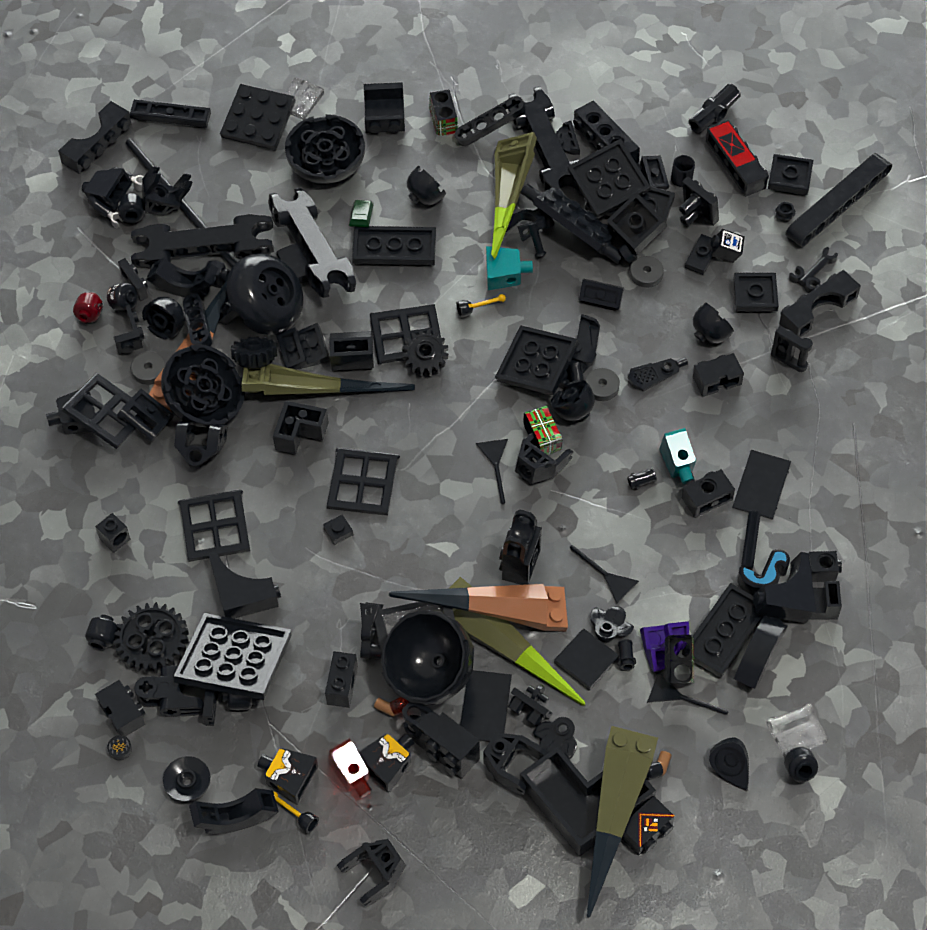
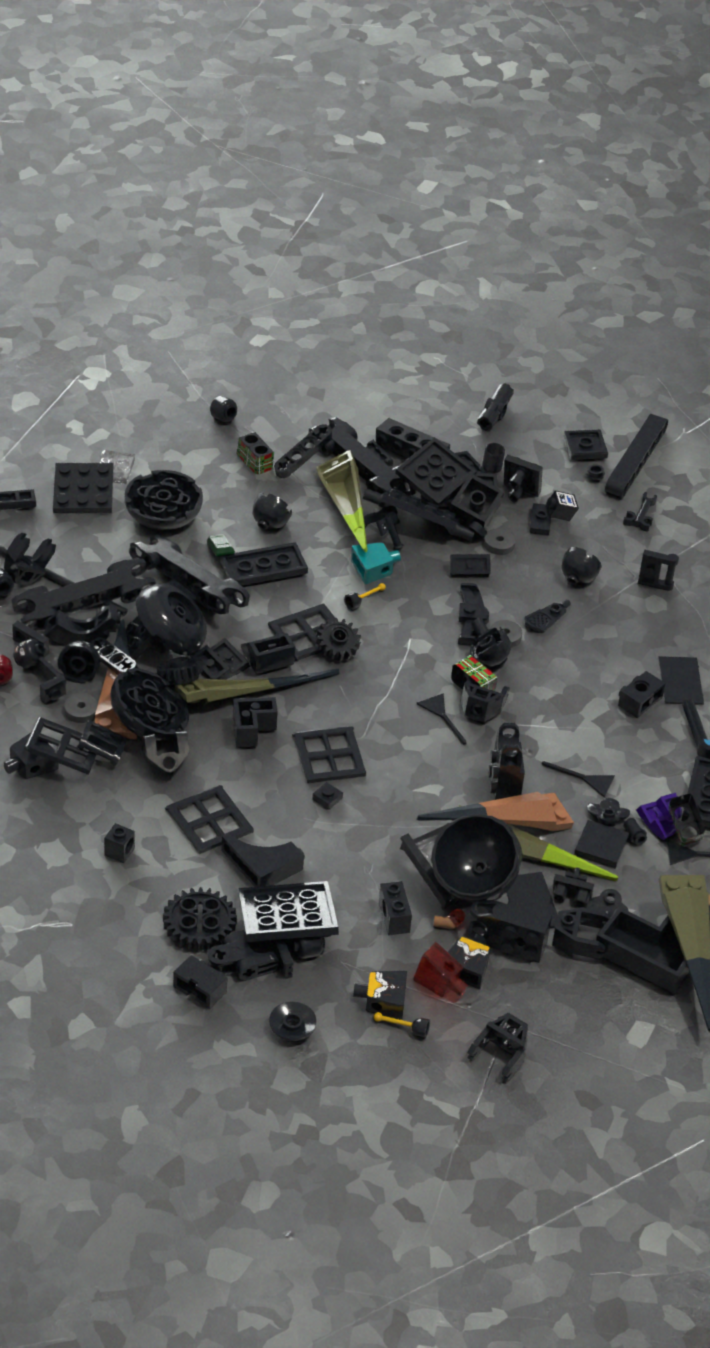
camera: 25 degrees left, 15 degrees down
(101, 632) = (150, 925): black head -> none
(119, 747) = (213, 1014): black tile -> none
(234, 815) = (357, 1035): black arch -> none
(368, 631) = (402, 860): black piece -> none
(384, 107) = (196, 459): black panel -> none
(435, 53) = (223, 409): none -> black head
(537, 360) = (442, 624): black plate -> none
(641, 478) = (575, 698): black pin -> none
(678, 455) = (602, 668): teal torso -> none
(718, 373) = (602, 603): black brick -> none
(737, 158) = (534, 440): black brick -> none
(755, 292) = (602, 537): black plate -> none
(837, 290) = (671, 522): black arch -> none

